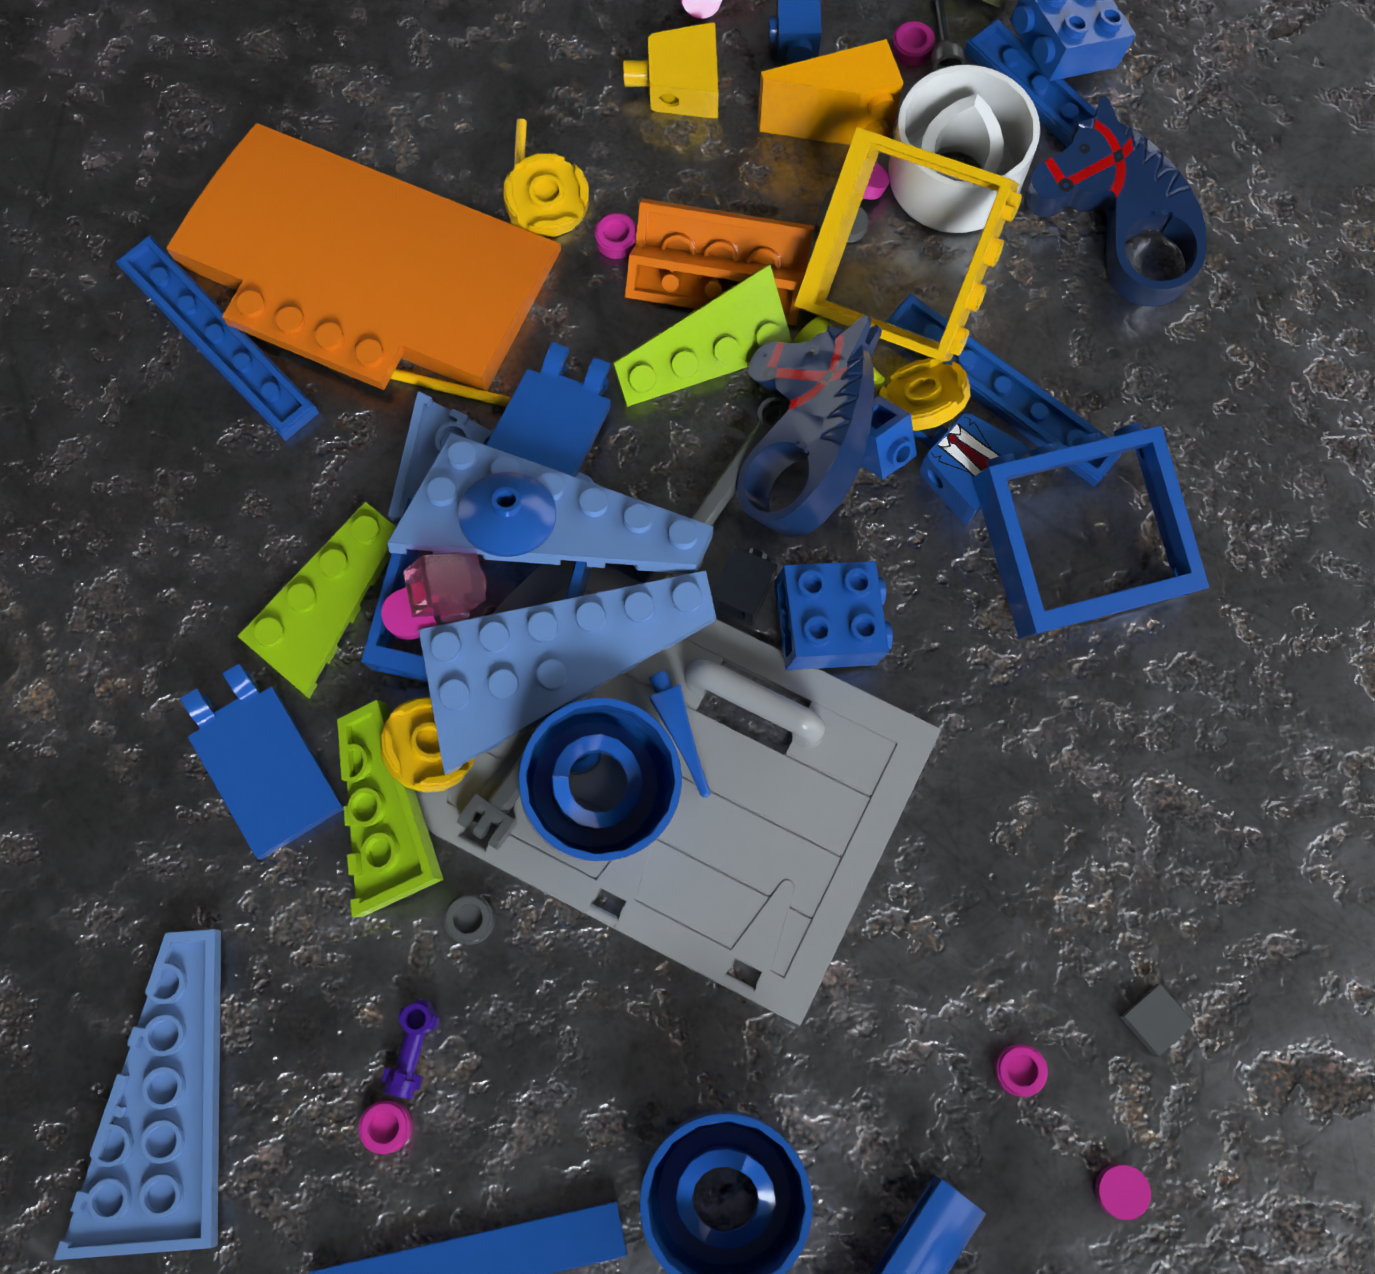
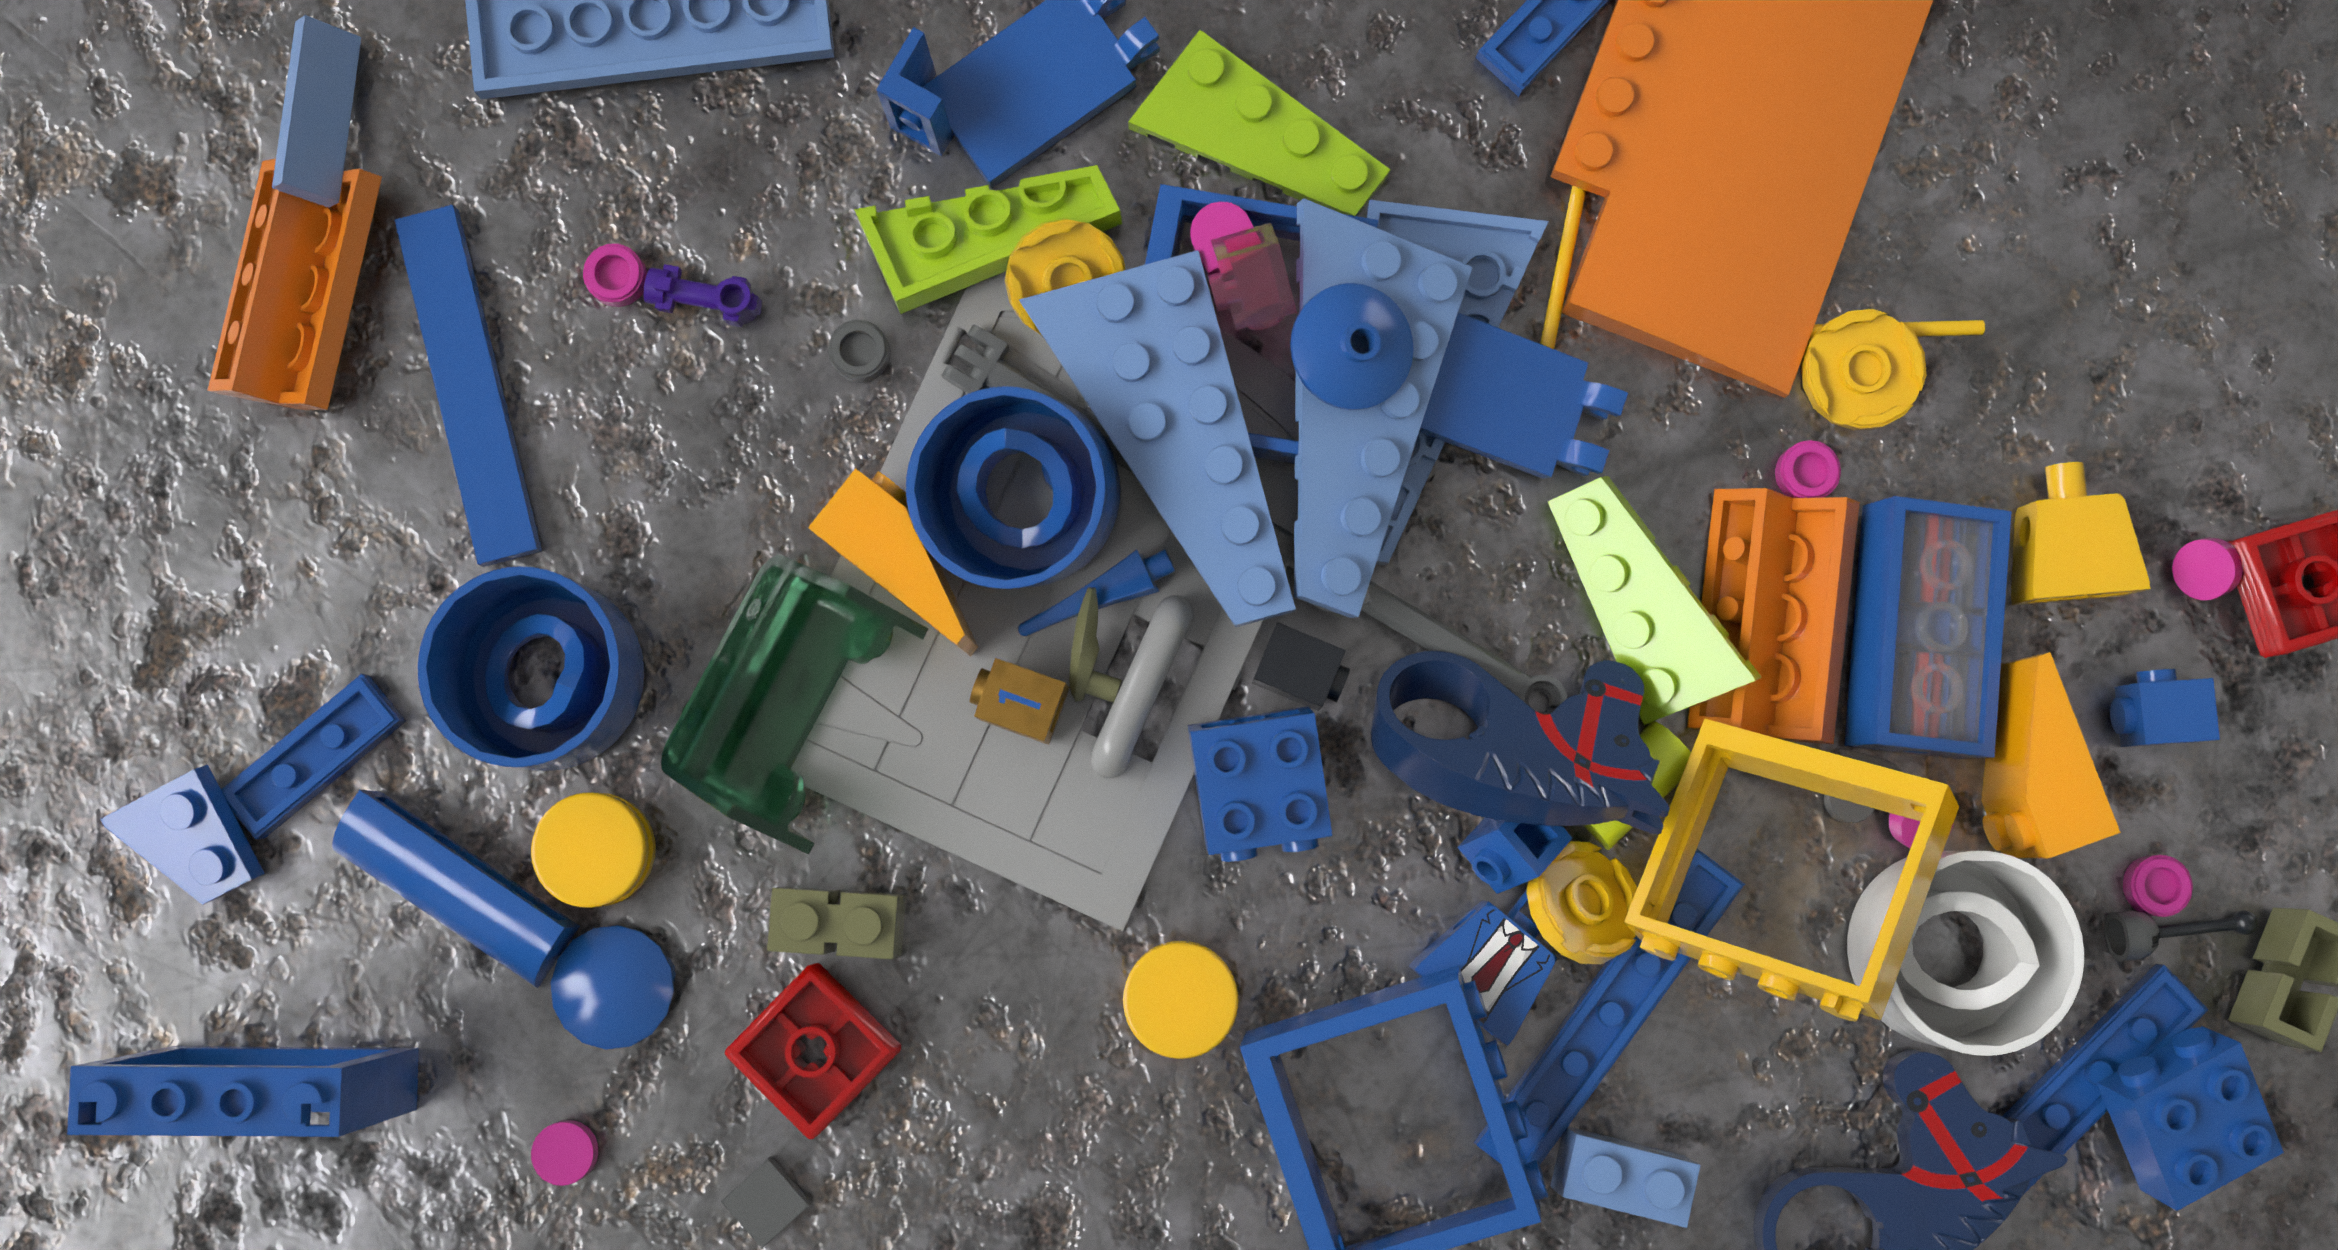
camera: 85 degrees right, 10 degrees up
(273, 859) = (908, 105): none -> blue panel
(639, 886) = (874, 532): none -> light orange slope
(735, 160) = (1928, 628): none -> brick
(742, 746) = (1084, 653): none -> olive bar
(744, 1001) = (769, 689): none -> clear green windscreen
(763, 793) = (1019, 700): none -> pearl gold brick
(874, 1158) = (593, 849): none -> yellow head
(937, 971) = (861, 925): none -> olive piece
(986, 1146) = (612, 987): none -> blue dish
(994, 686) = (1180, 999): none -> yellow head
(1020, 1070) = (701, 1030): dark pink tile -> none
(1071, 973) = (772, 1050): none -> red brick
(1120, 378) = (1625, 1176): none -> medium blue brick

